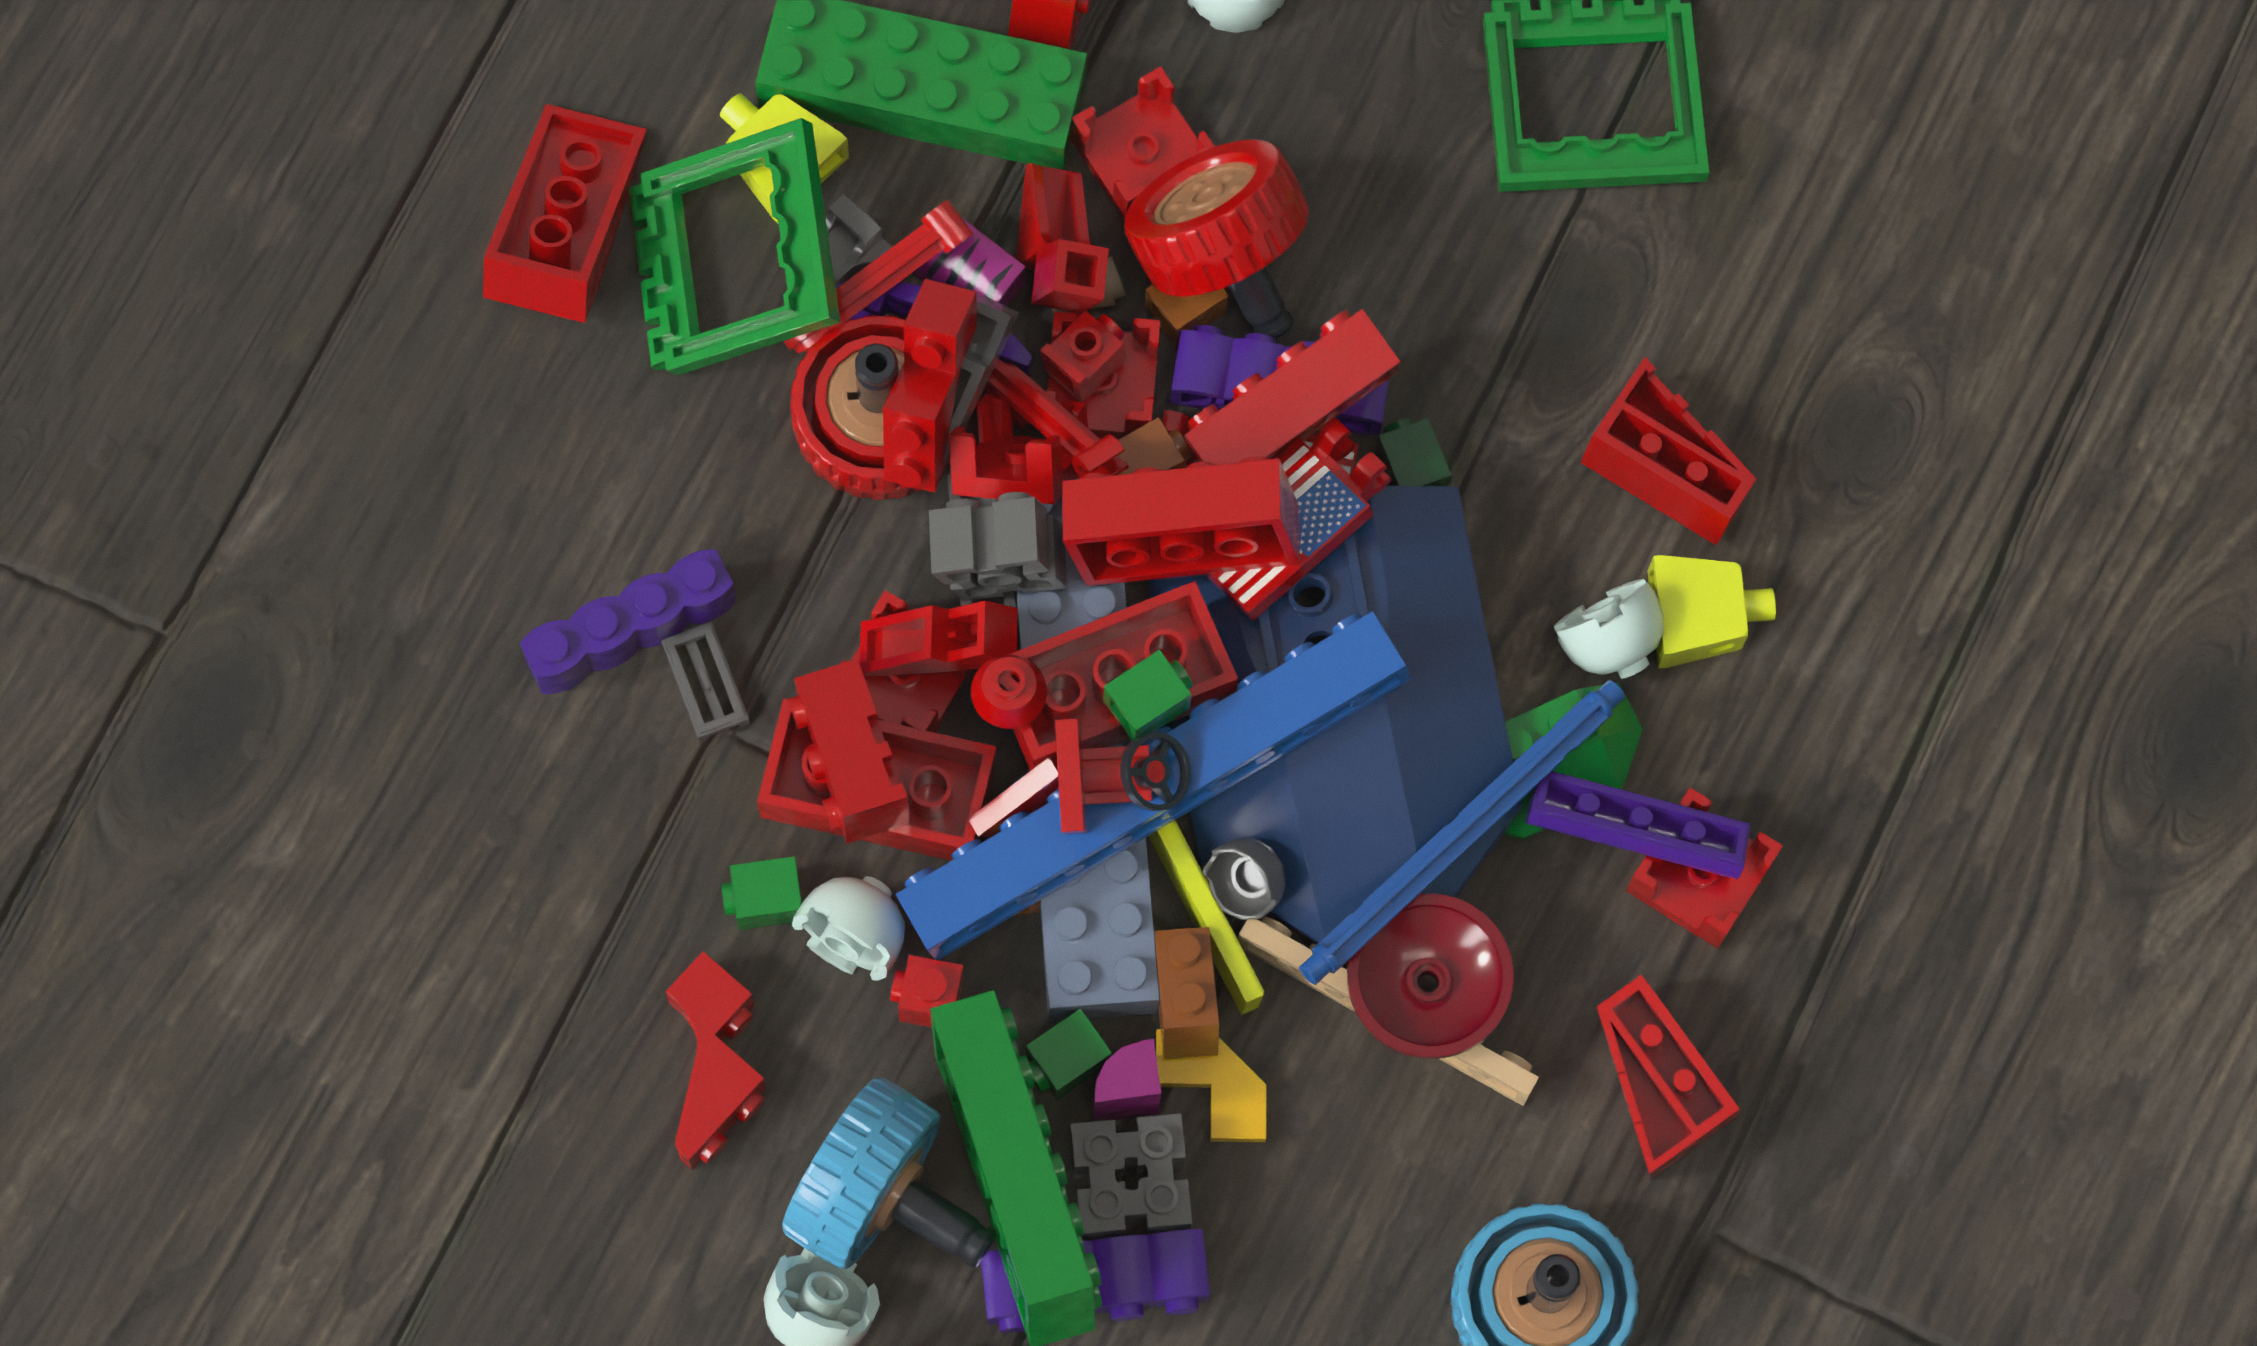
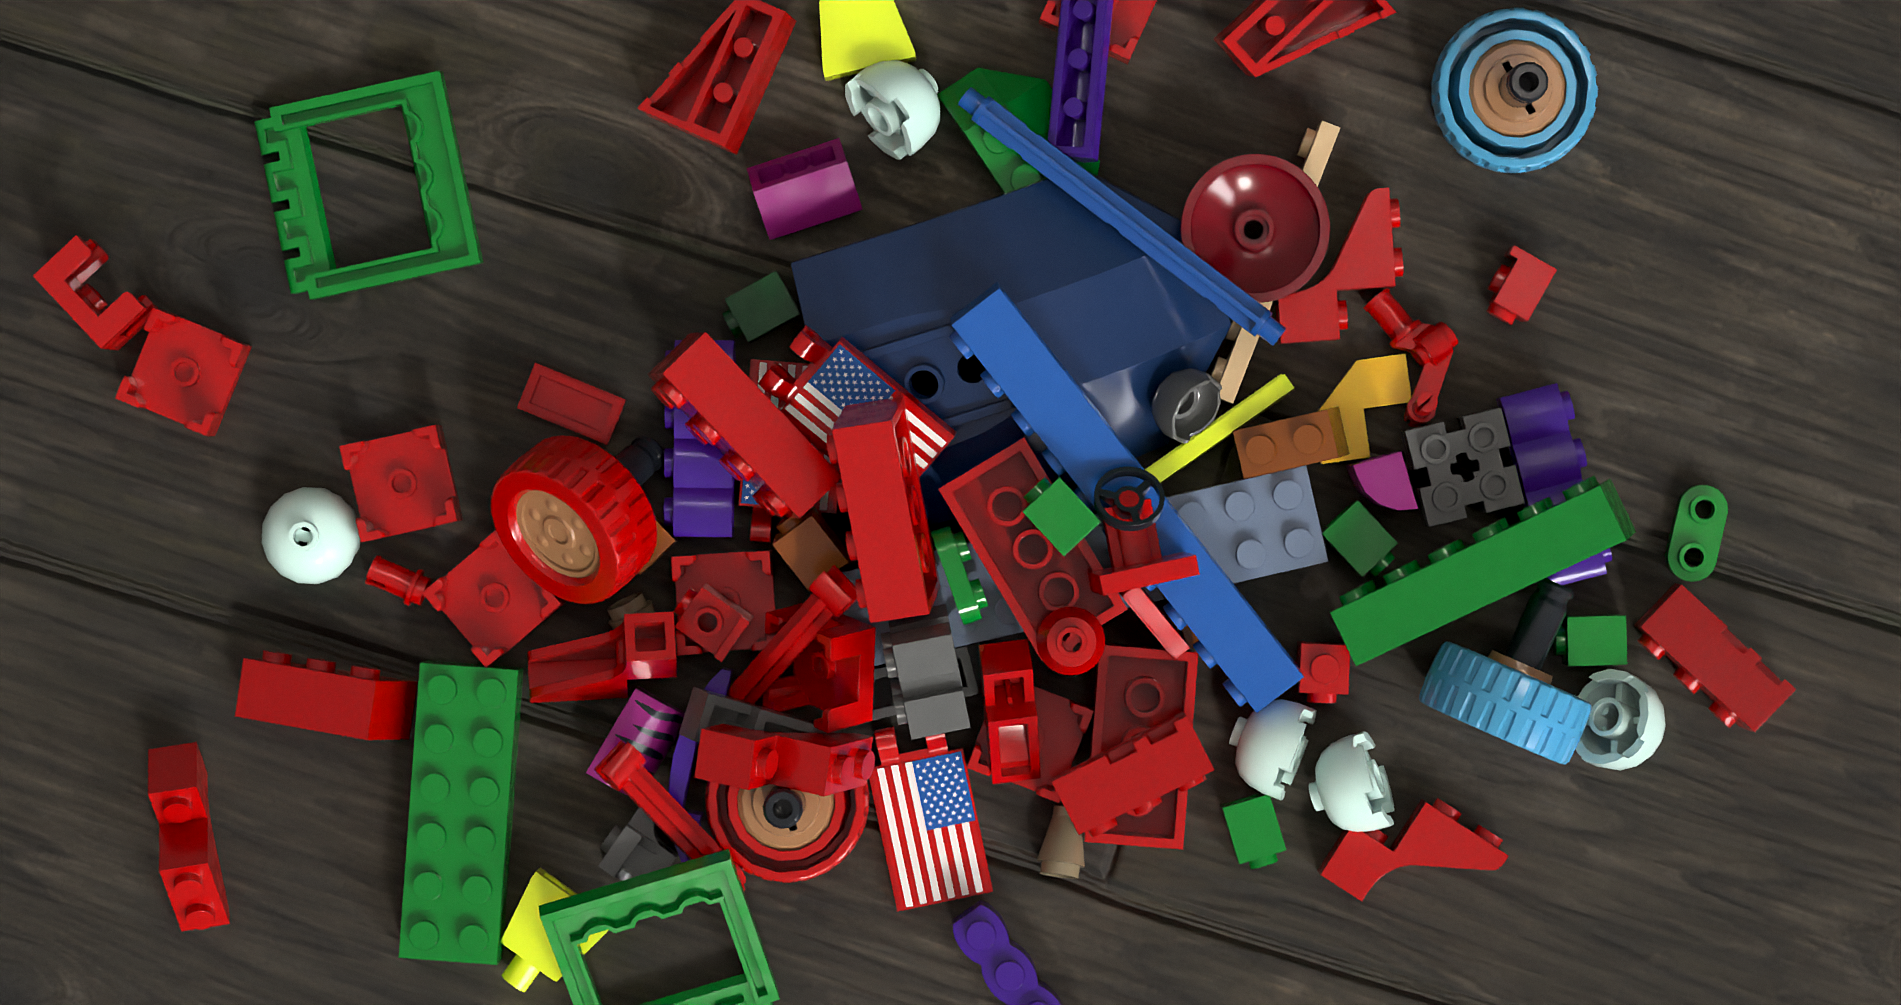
camera: 90 degrees left, 15 degrees up
(720, 723) = (1098, 893): dark grey tile -> none
(769, 684) = (1062, 847): none -> dark tan cone
(794, 1005) = (1352, 785): none -> light aqua cylinder
(830, 554) = (928, 822): none -> tile
(914, 1295) = (1592, 640): none -> green brick
(1078, 604) = (967, 594): none -> green plate
(1178, 52) = (398, 580): none -> red pin
(1273, 1164) = (1428, 345): none -> red pin
(1277, 75) = (402, 483): none -> red panel
(1323, 1273) = (1519, 286): none -> red brick
(1336, 259) = (571, 403): none -> red tile
(1374, 1104) = (1362, 264): none -> red arch
(1534, 525) = (804, 189): none -> magenta brick

